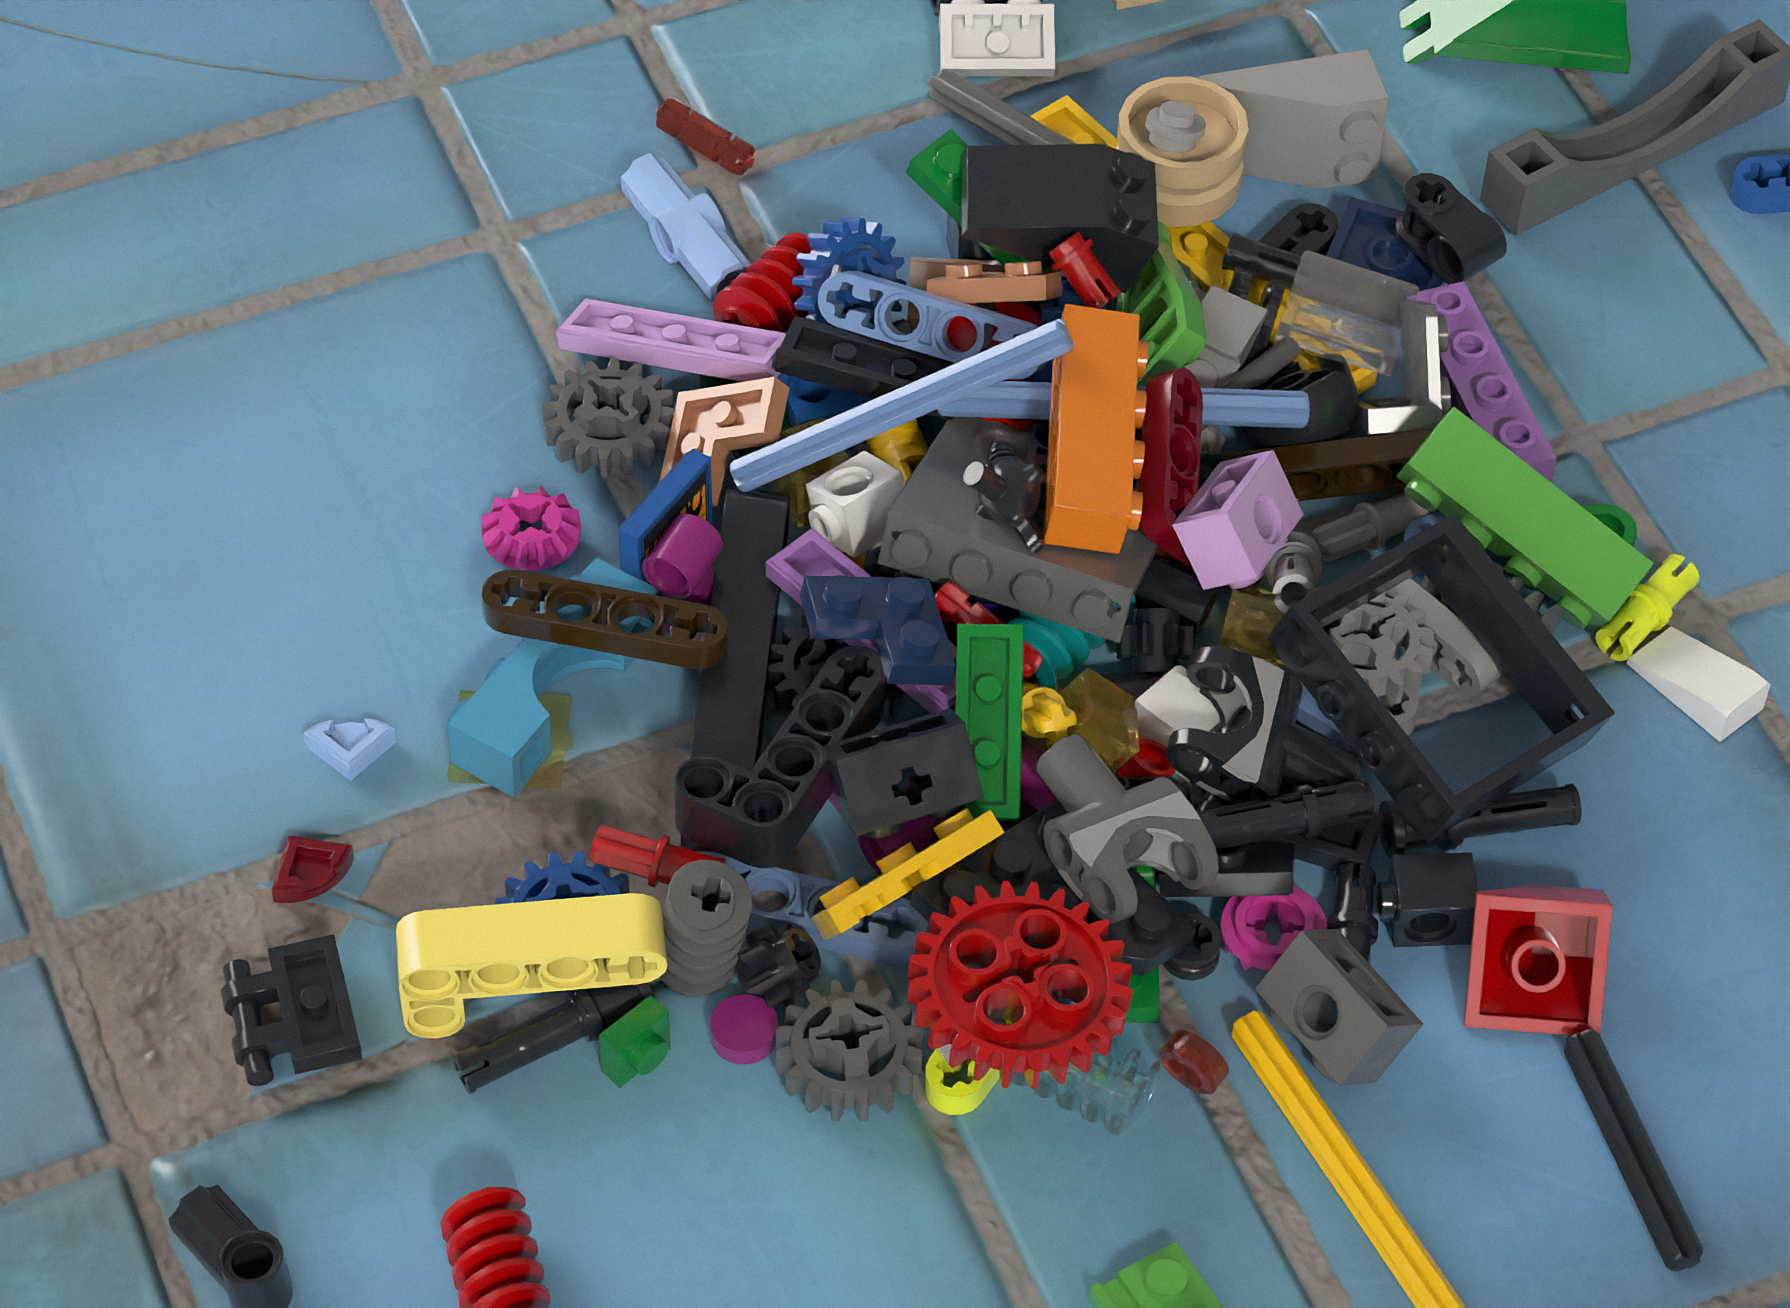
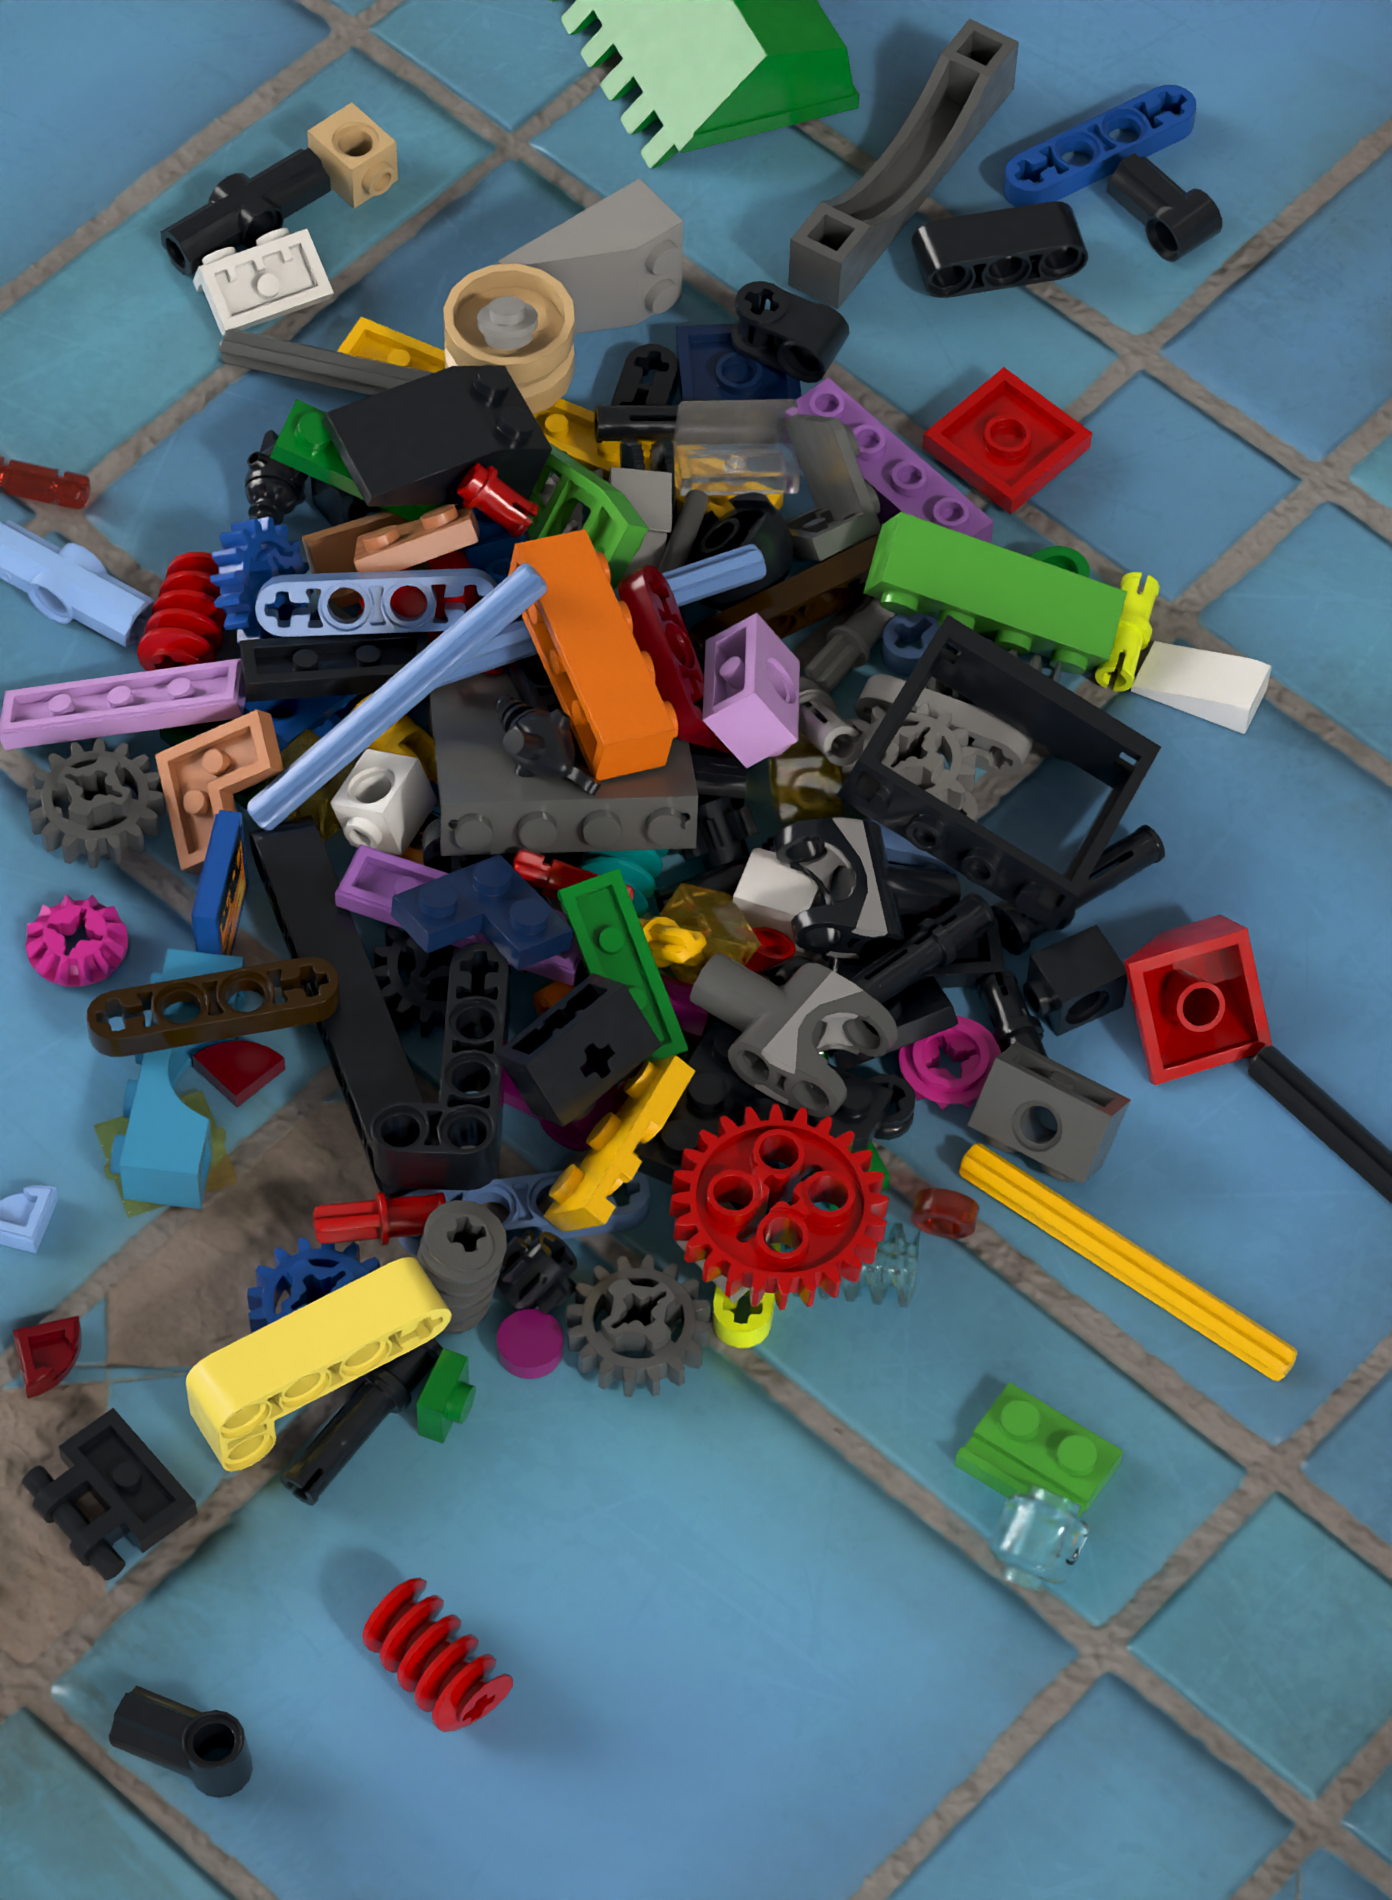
camera: 25 degrees left, 5 degrees up
(614, 689) = (238, 1068): none -> dark red tile
(683, 560) = (258, 921): magenta piece -> none
(911, 213) = (271, 485): none -> black piece
(1616, 399) = (1007, 440): none -> red plate
(1695, 232) = (999, 249): none -> black beam

